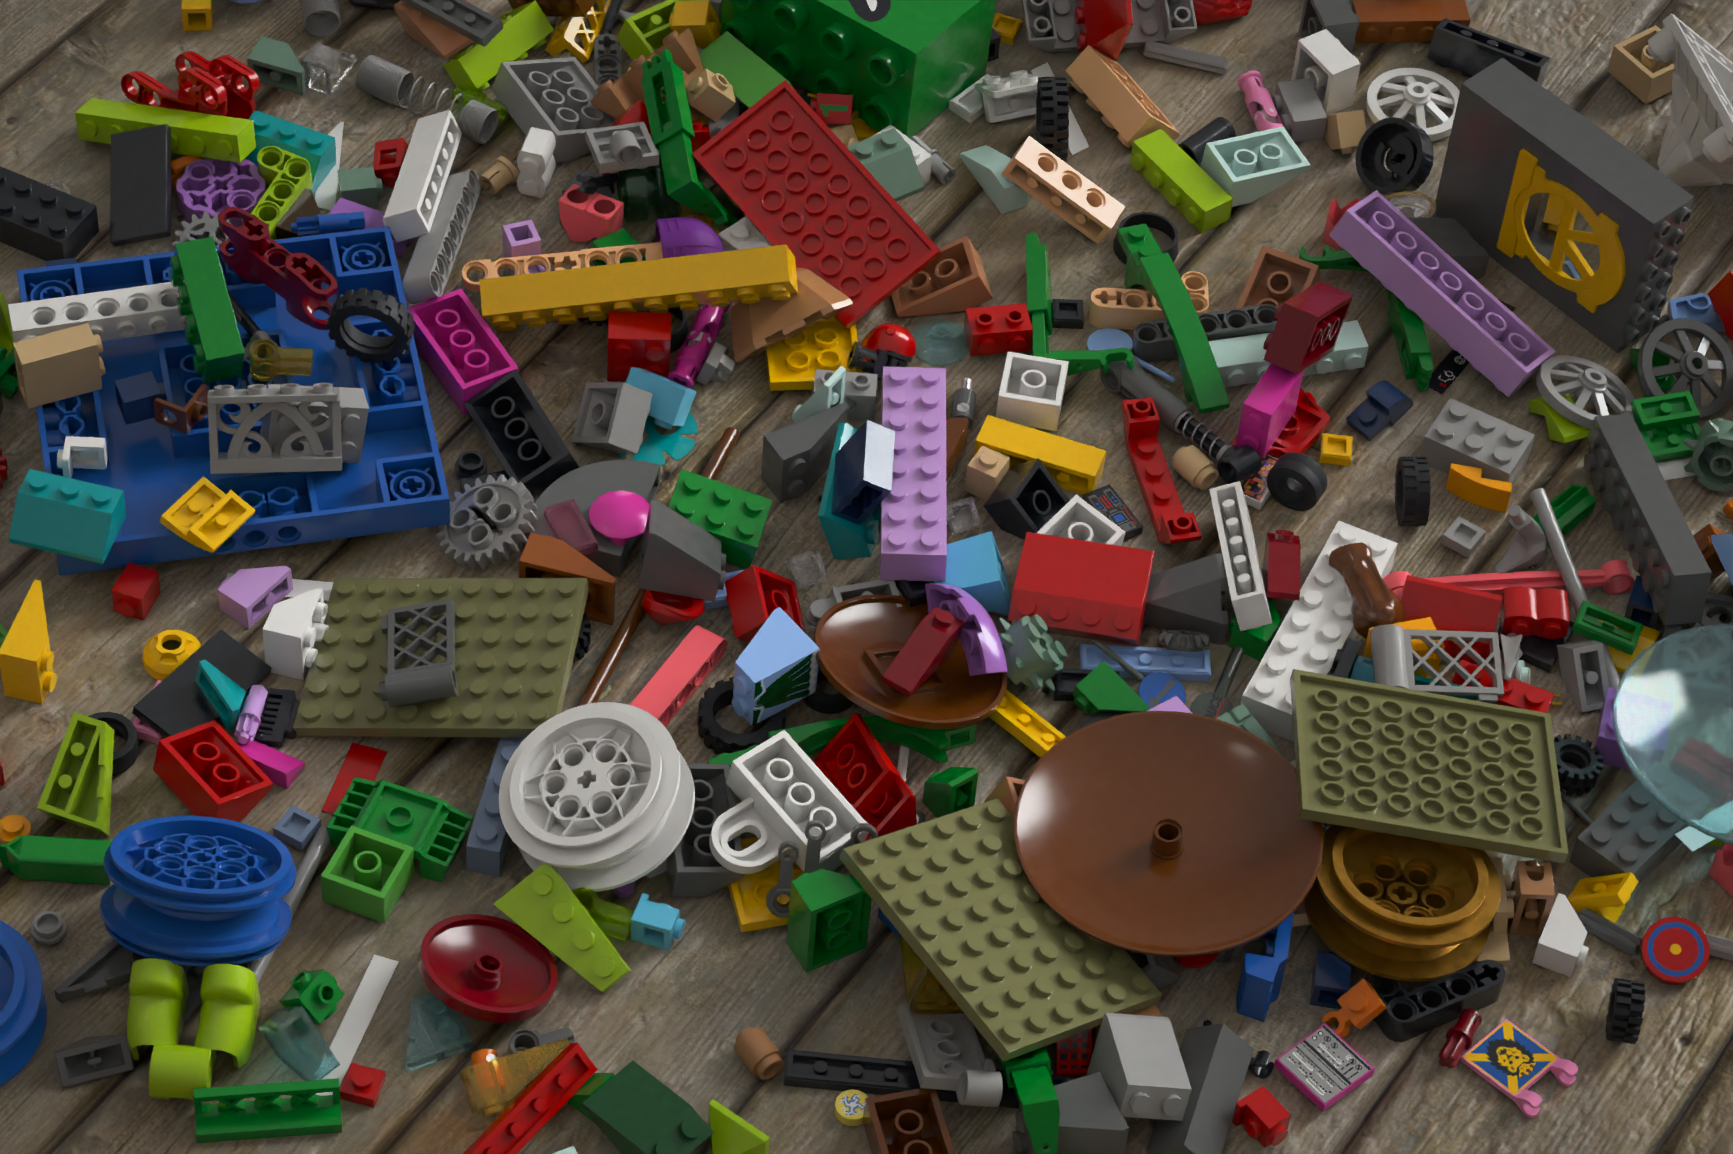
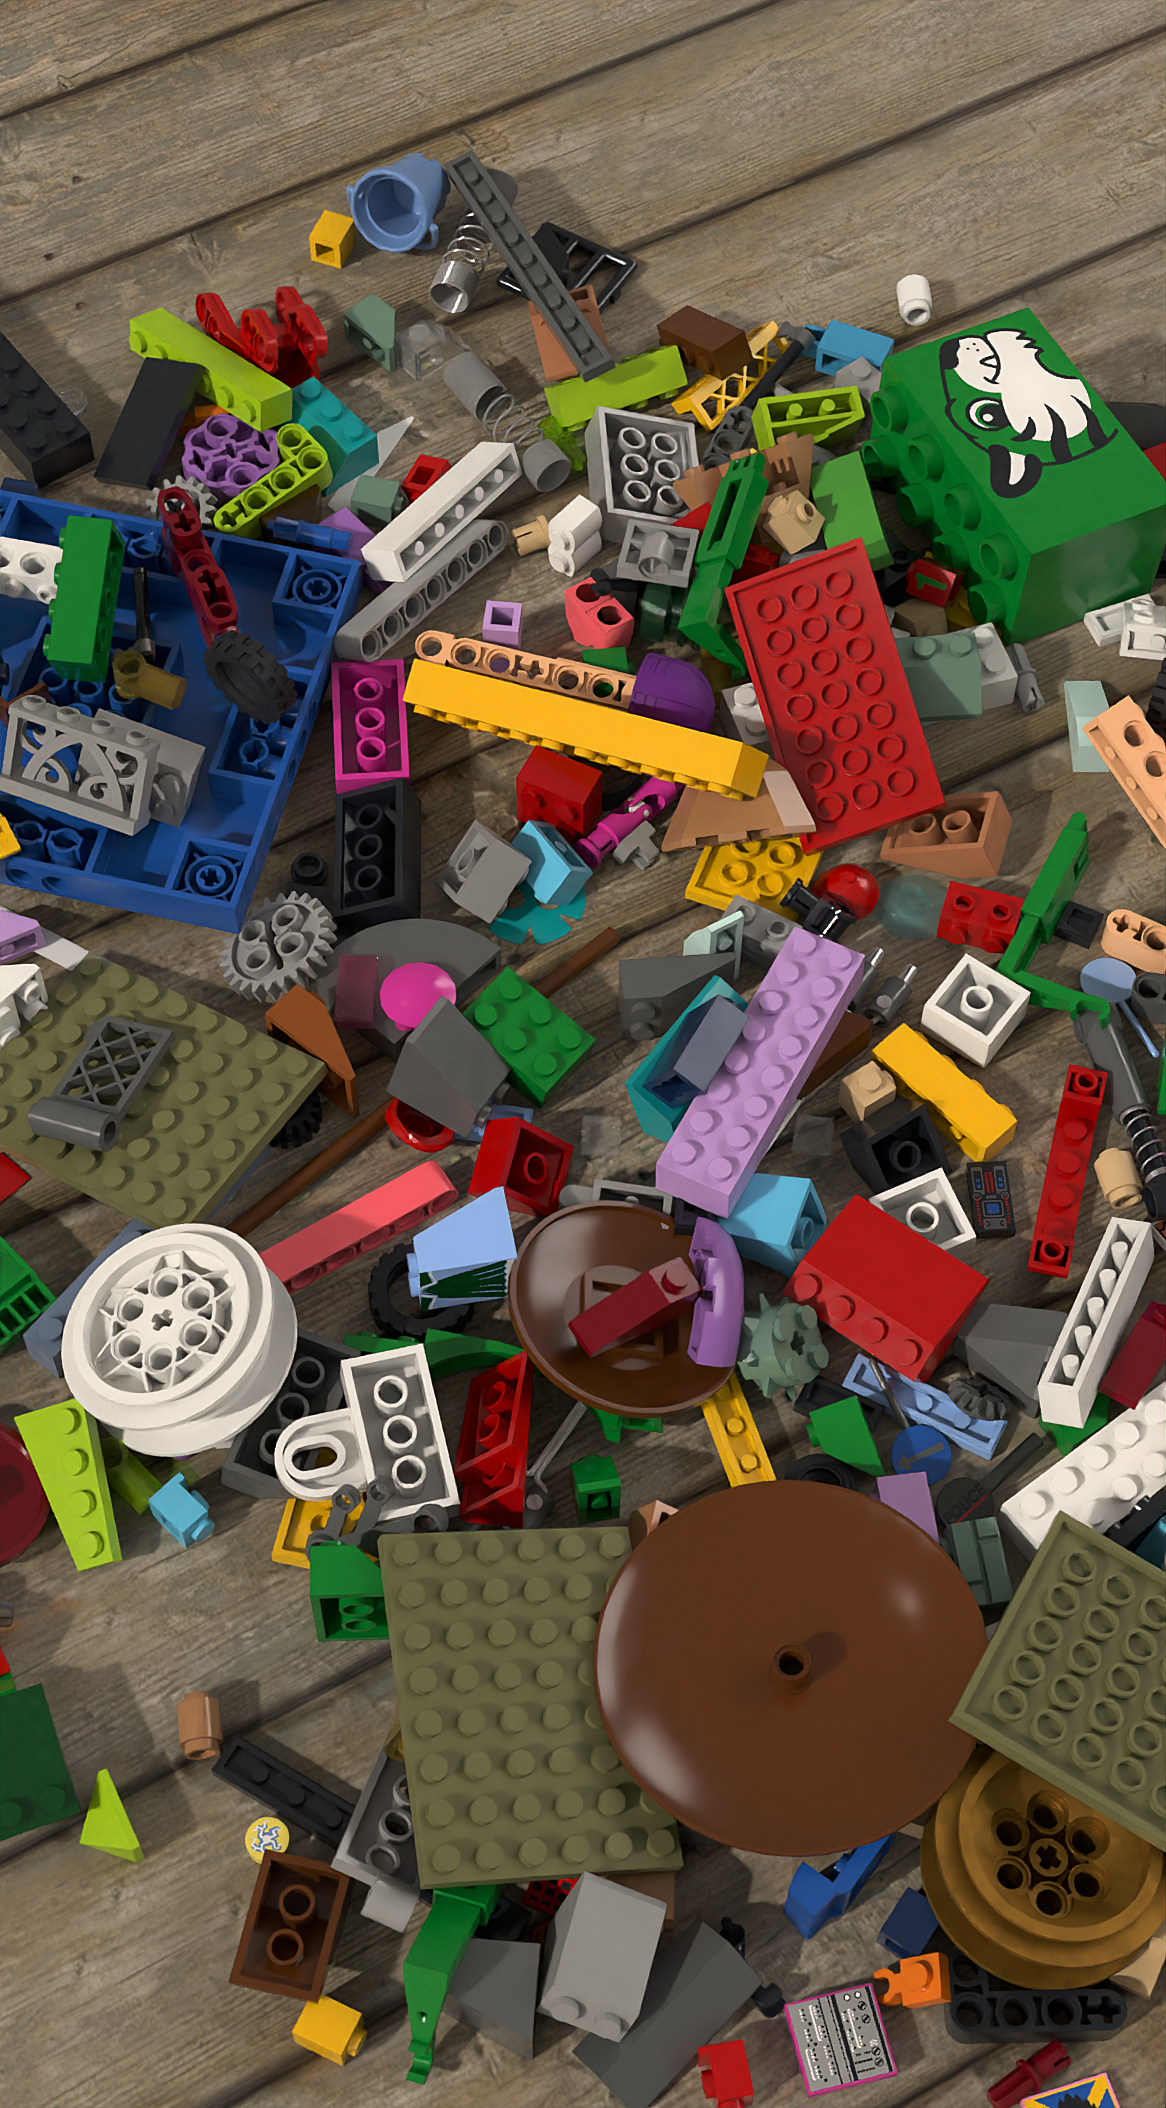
camera: 30 degrees right, 10 degrees up
(699, 18) = (834, 428): yellow slope -> none

